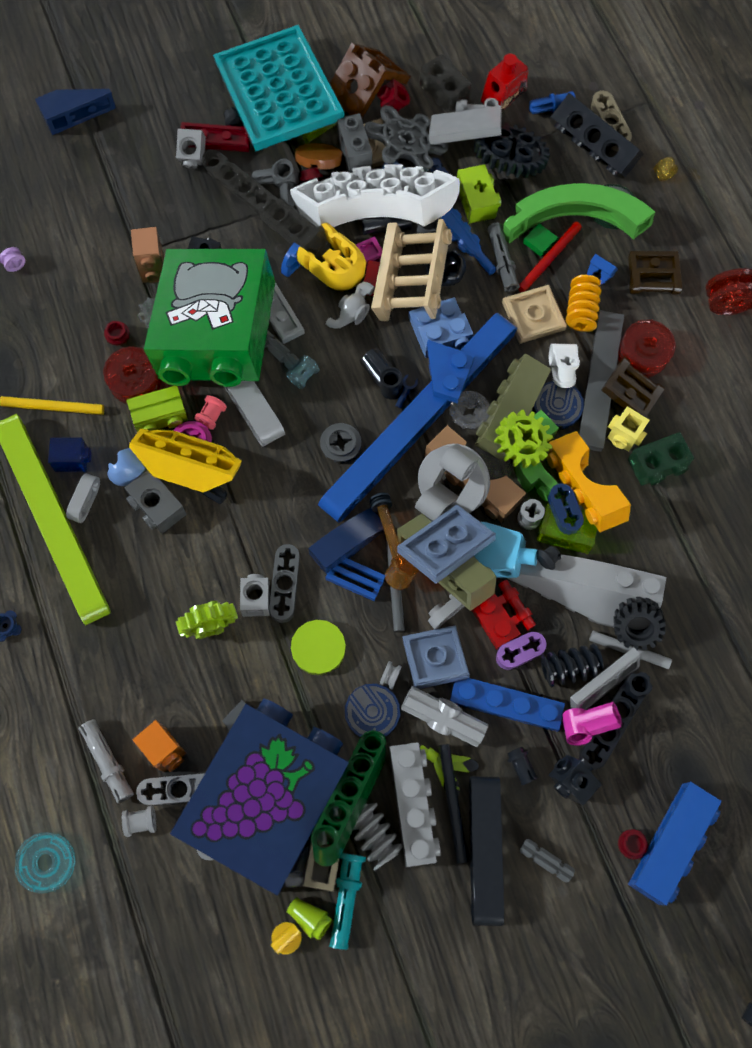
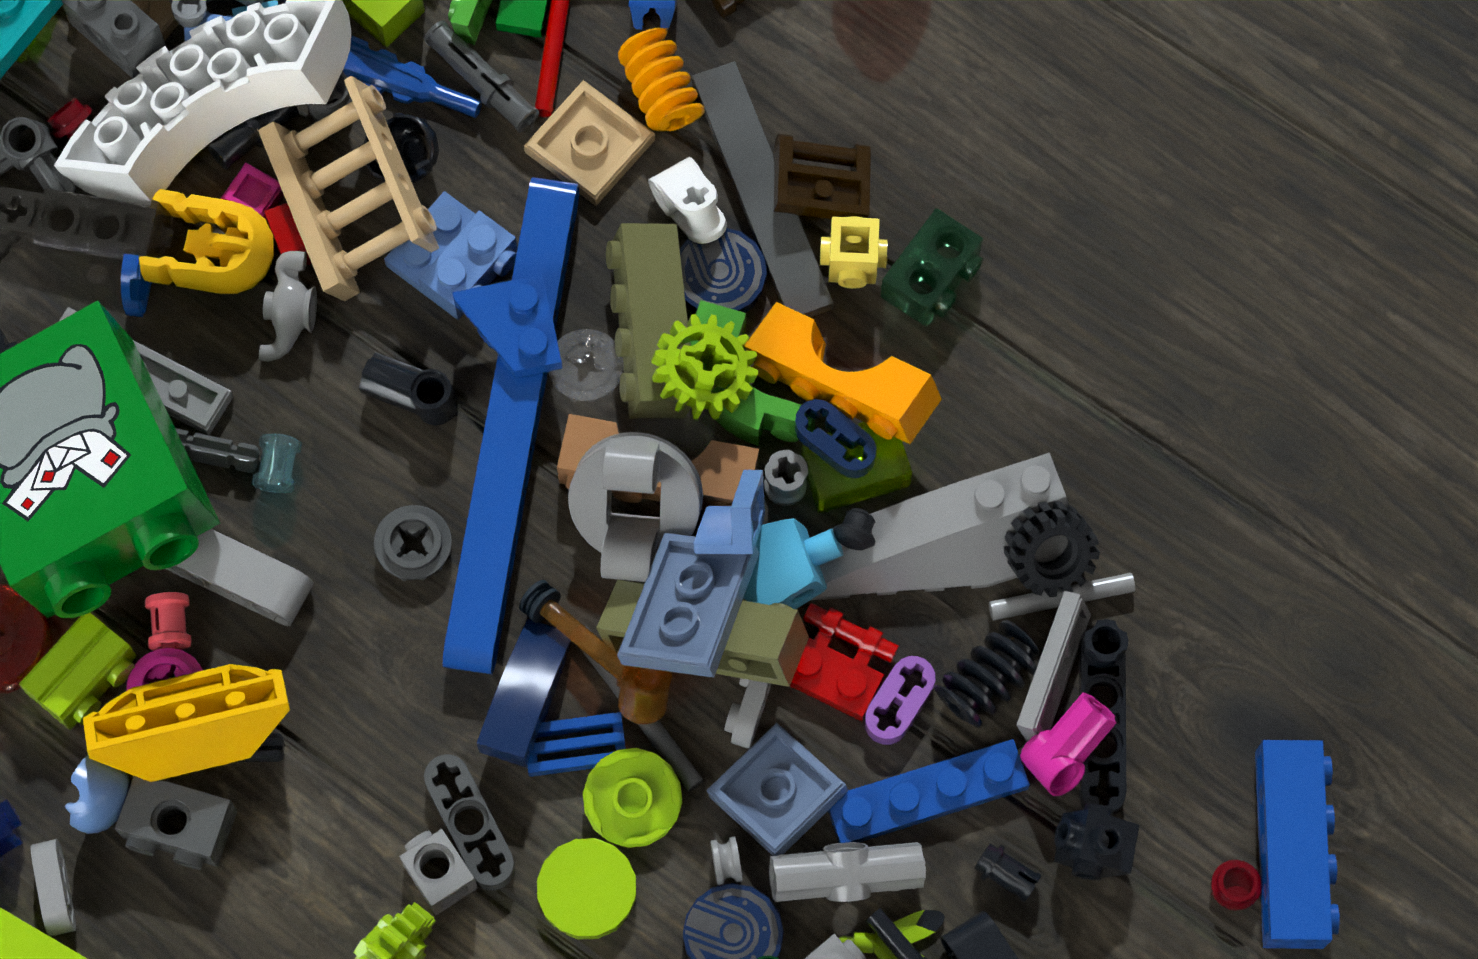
camera: 30 degrees left, 0 degrees up
(318, 154) = (61, 76): dark orange tile -> none
(365, 618) = (632, 797): none -> lime tile
(405, 391) = (463, 394): dark blue hand -> none
(493, 520) = (737, 526): none -> medium blue panel
(647, 346) = (806, 72): clear red wheel -> none

